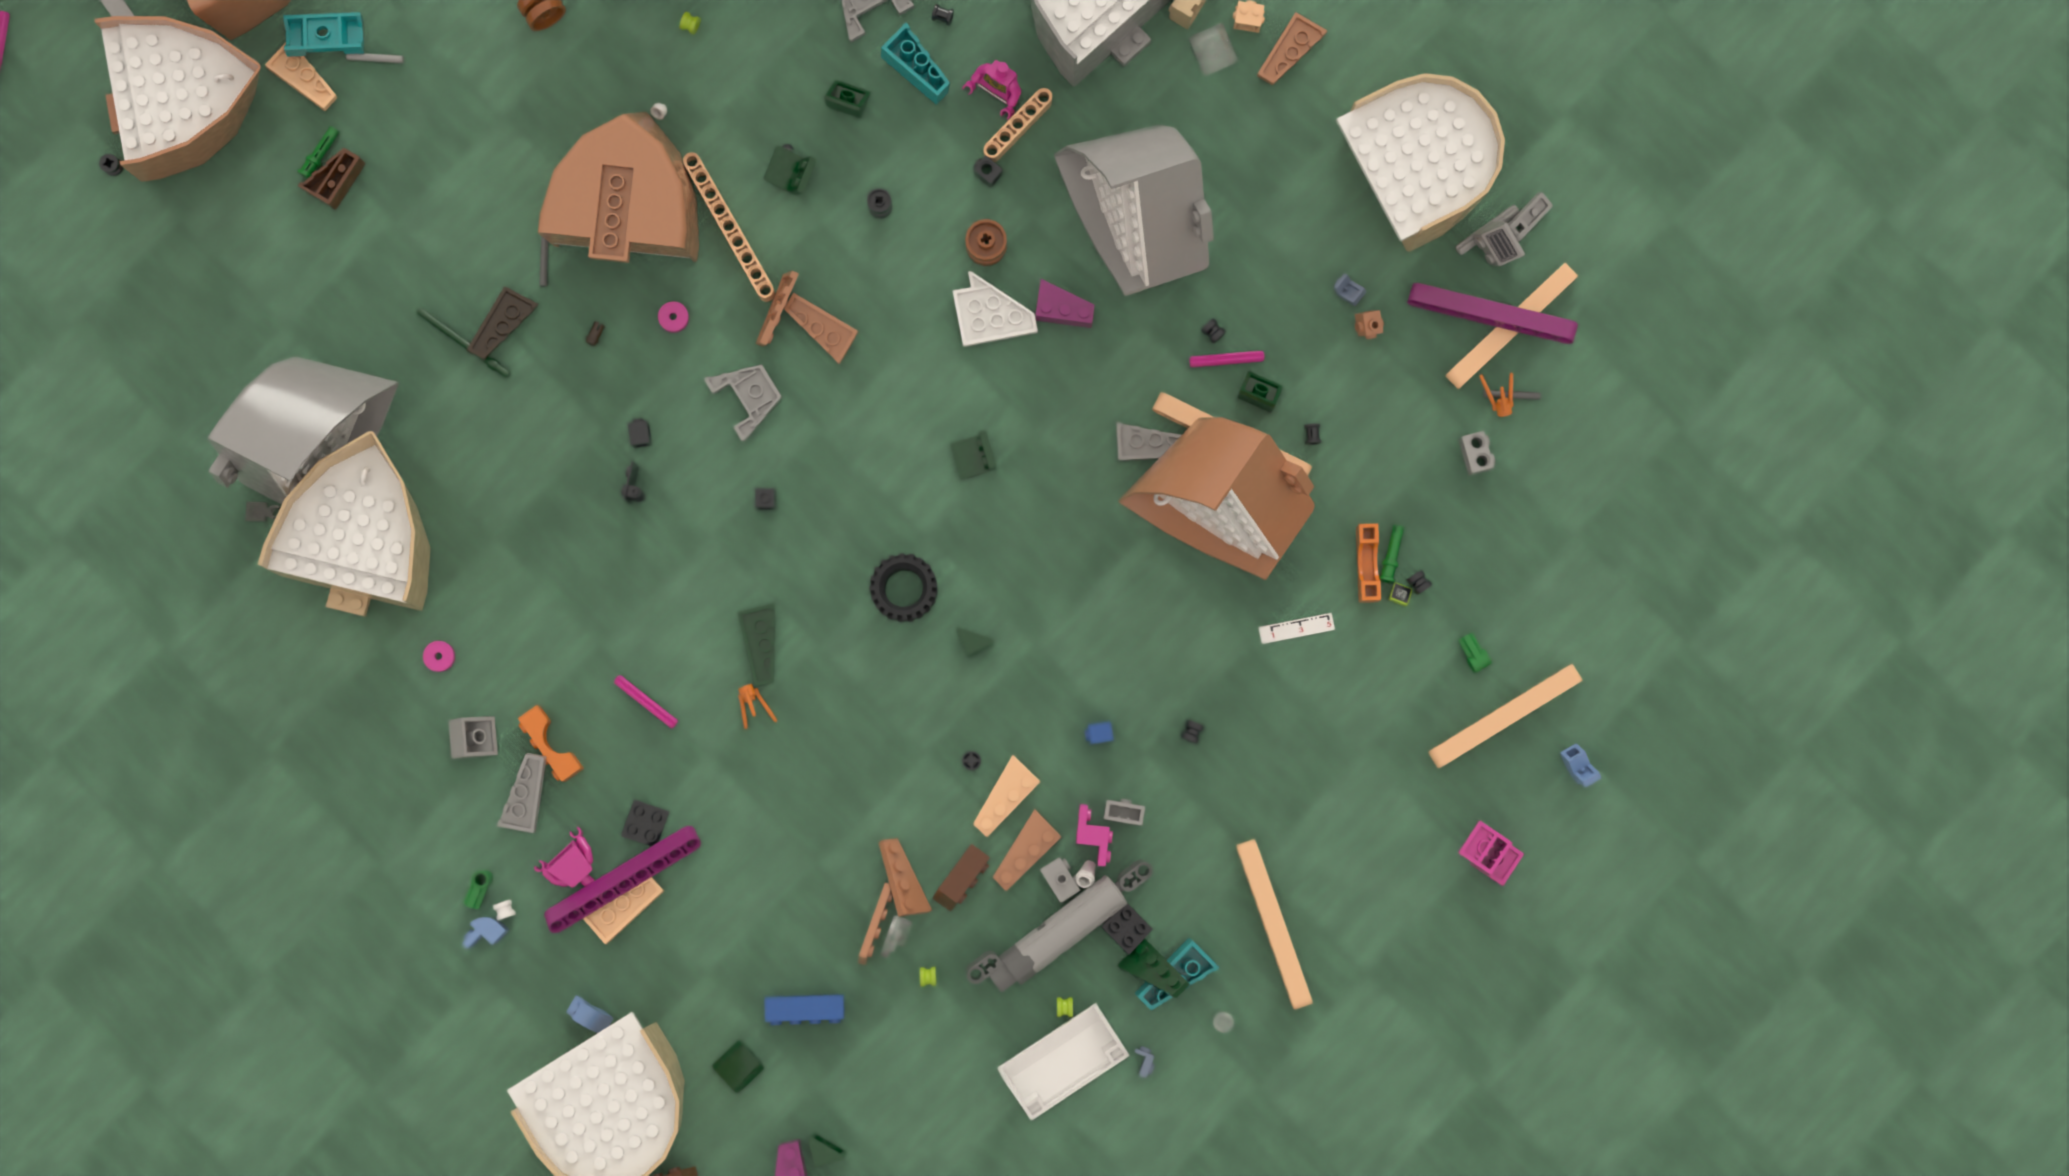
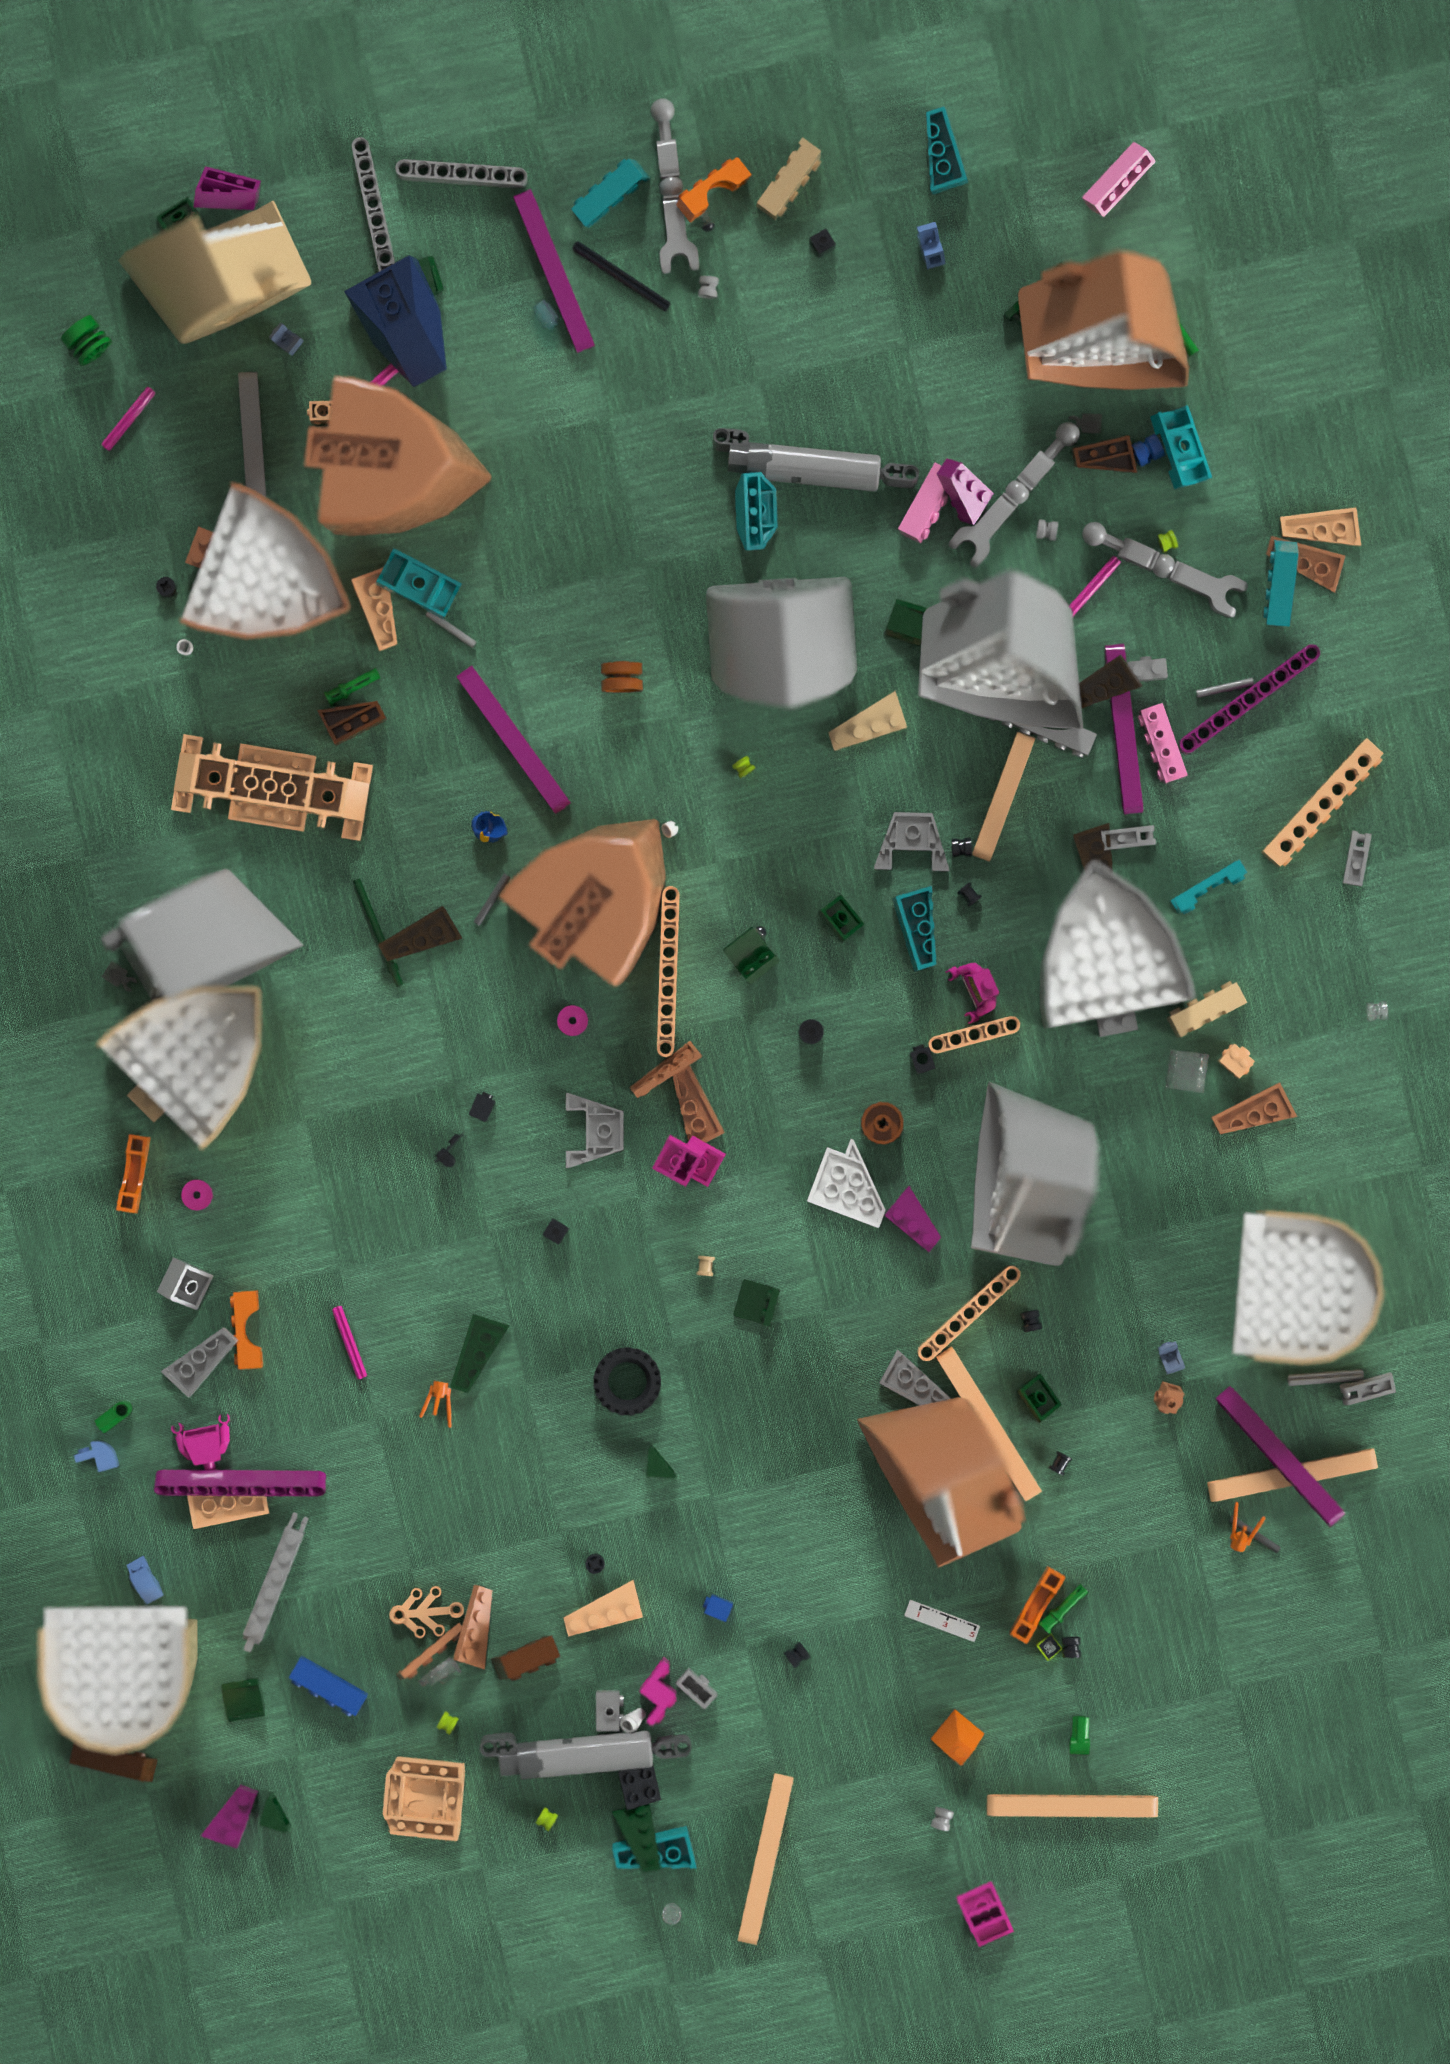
camera: 30 degrees right, 5 degrees up
(154, 206) = (182, 645): none -> white hinge
(298, 274) = (271, 787): none -> light nougat piece
(377, 683) = (134, 1173): none -> orange arch
(482, 115) = (513, 739): none -> magenta beam
(504, 198) = (489, 827): none -> blue hair
(504, 910) = (125, 1447): white wheel -> none
(594, 334) = (495, 995): dark brown pin -> none
(644, 823) = (287, 1446): black hinge -> none
(704, 948) = (274, 1583): none -> light grey hinge
(841, 369) = (688, 1161): none -> dark pink bracket
(849, 894) = (423, 1612): none -> light nougat plant
(911, 451) = (705, 1265): none -> tan bush
(948, 1054) = (424, 1798): none -> light nougat wedge
(1027, 849) = (600, 1666): nougat wing -> none
(1063, 1061) = (517, 1863): white slope -> none
(1147, 1066) = (585, 1910): sand blue bracket -> none
(1162, 348) = (965, 1322): none -> light nougat beam
(1224, 359) = (1027, 1351): dark pink axle -> none
(1371, 718) = (957, 1737): none -> orange slope
(1402, 795) = (942, 1819): none -> light grey wheel
(1471, 454) = (1185, 1565): light grey brick -> none
(1498, 243) = (1323, 1398): slope -> none
(1579, 766) = (1108, 1887): medium blue brick -> none

